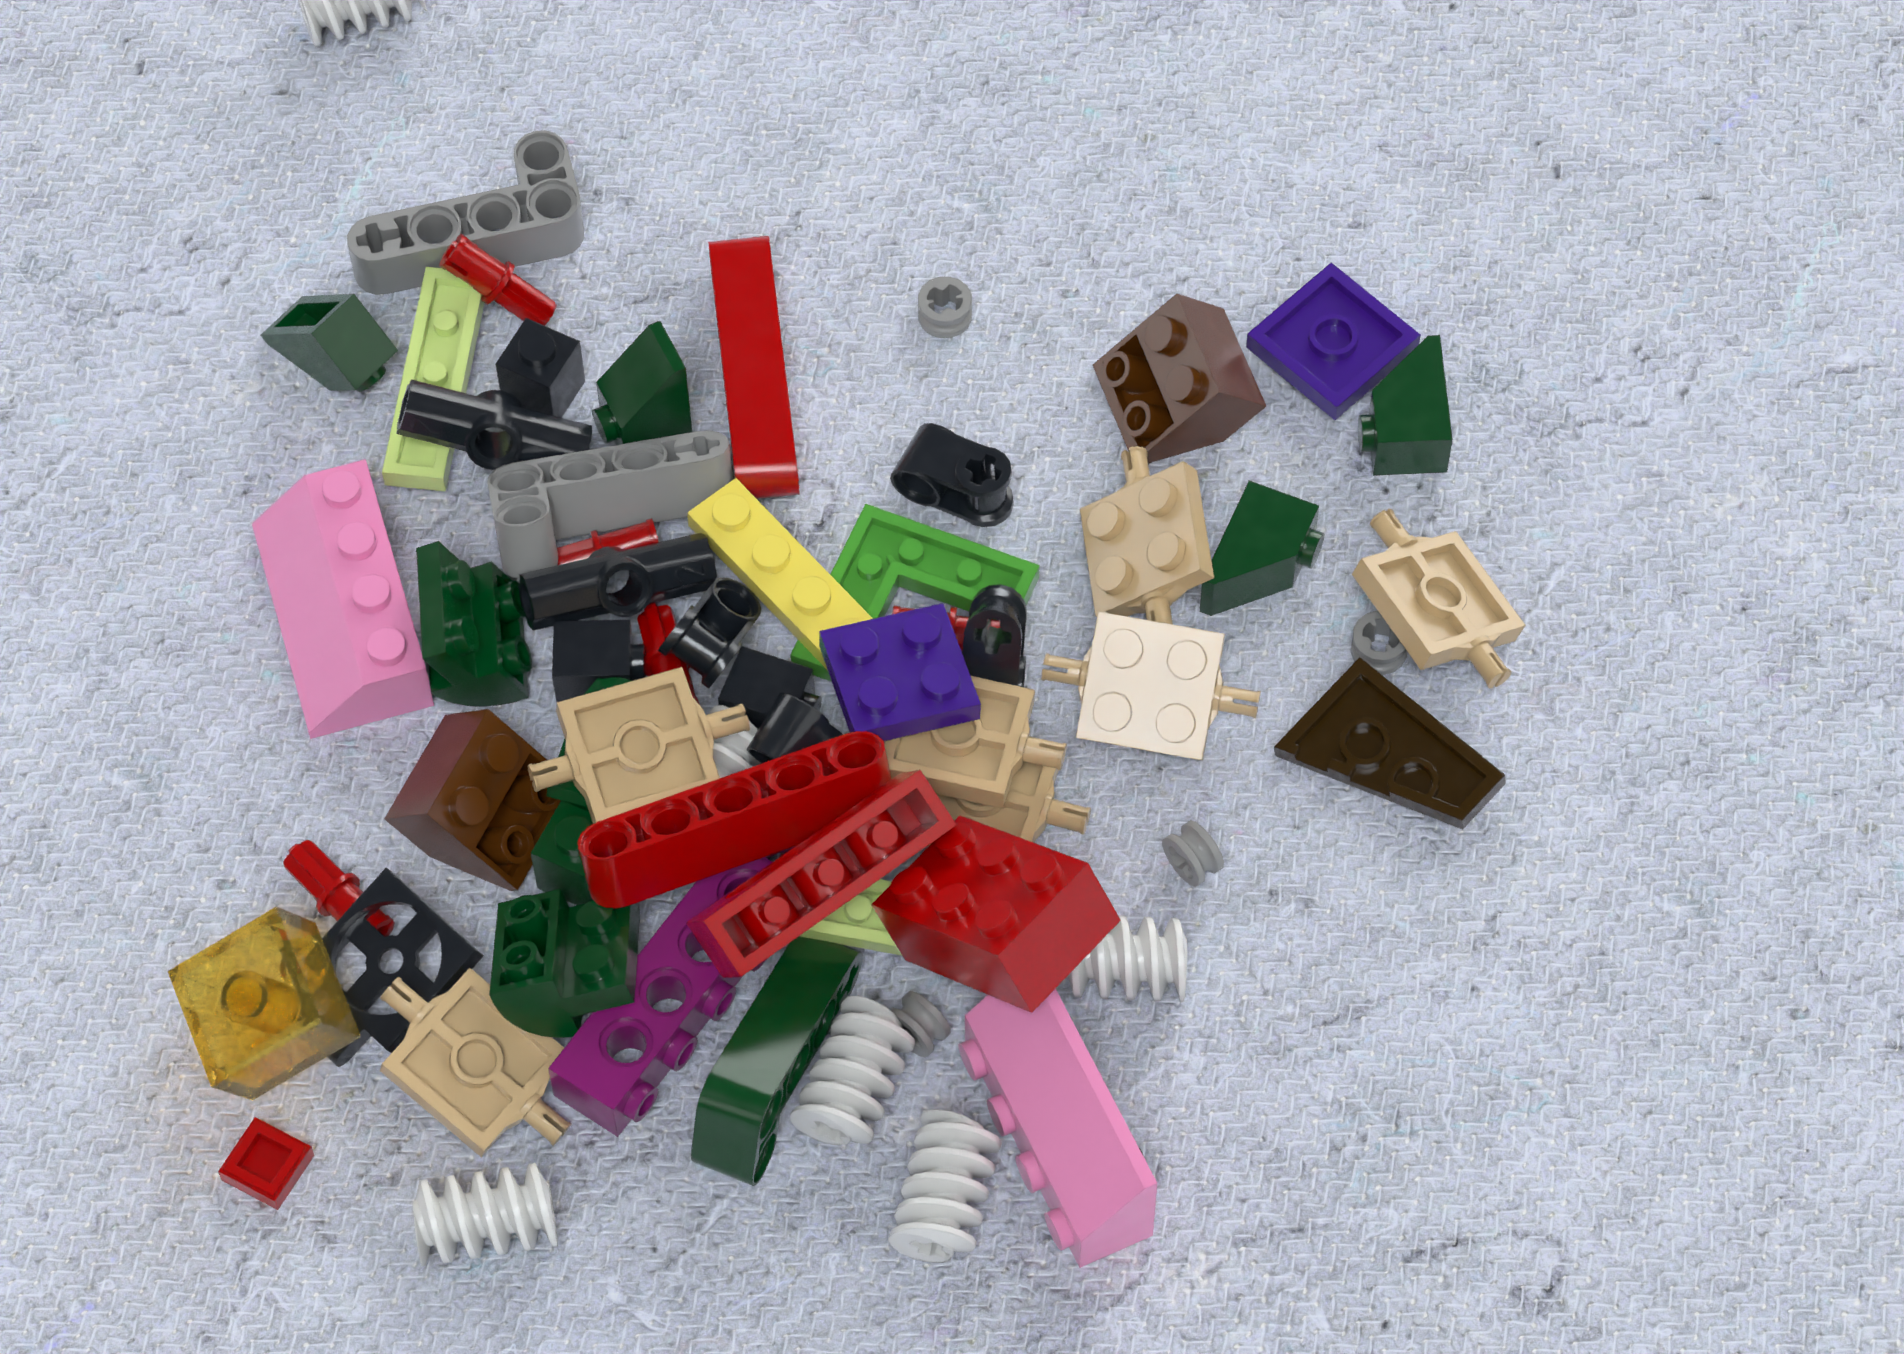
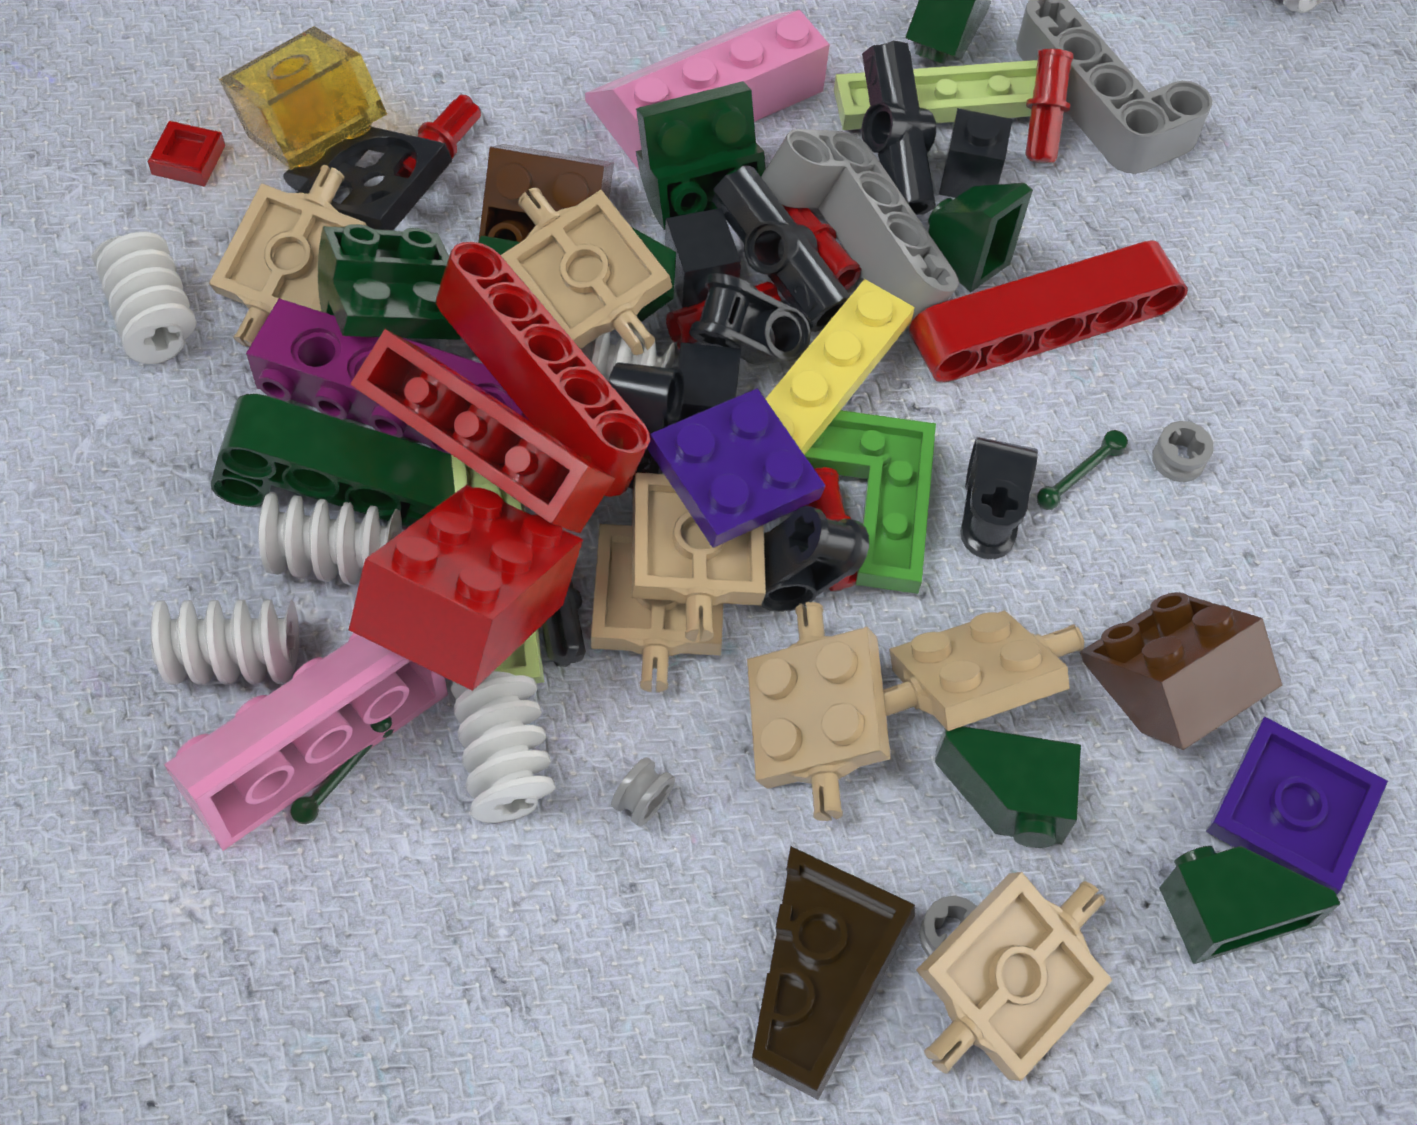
camera: 70 degrees right, 0 degrees up
(916, 365) = (1112, 444): none -> dark green hinge

